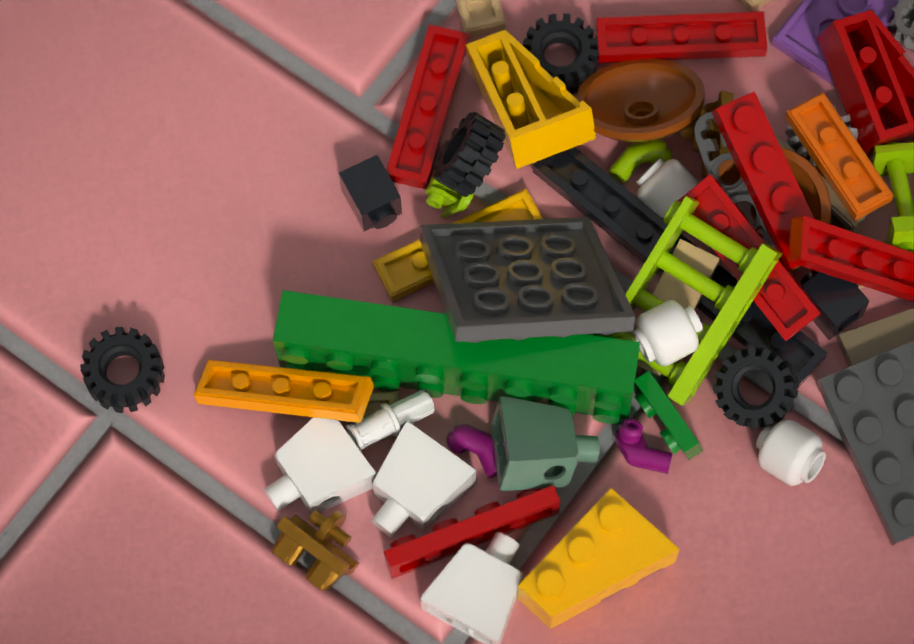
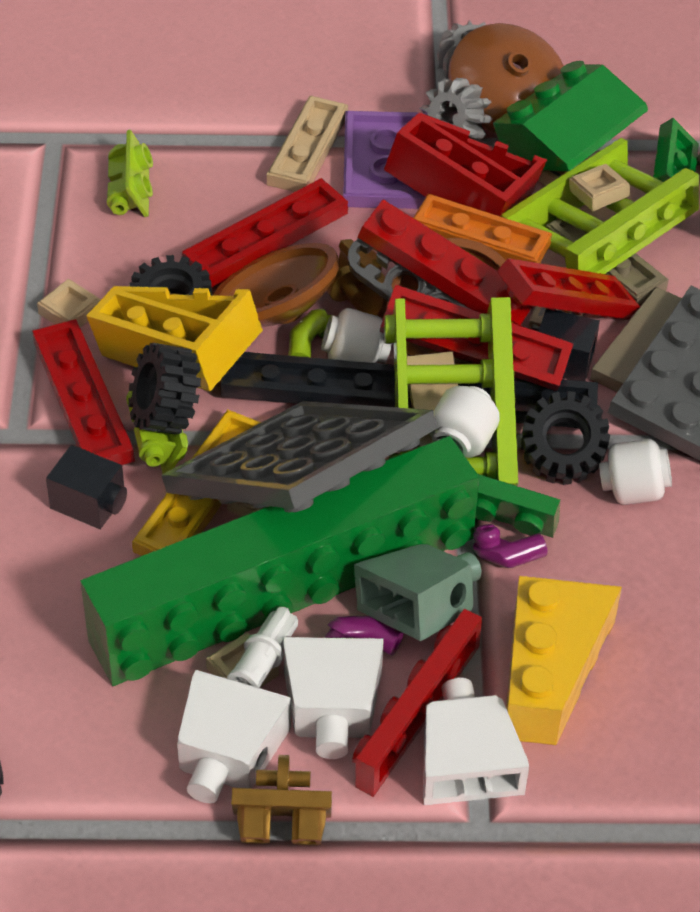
camera: 40 degrees left, 20 degrees down
(284, 390) = (138, 686): light orange tile -> none

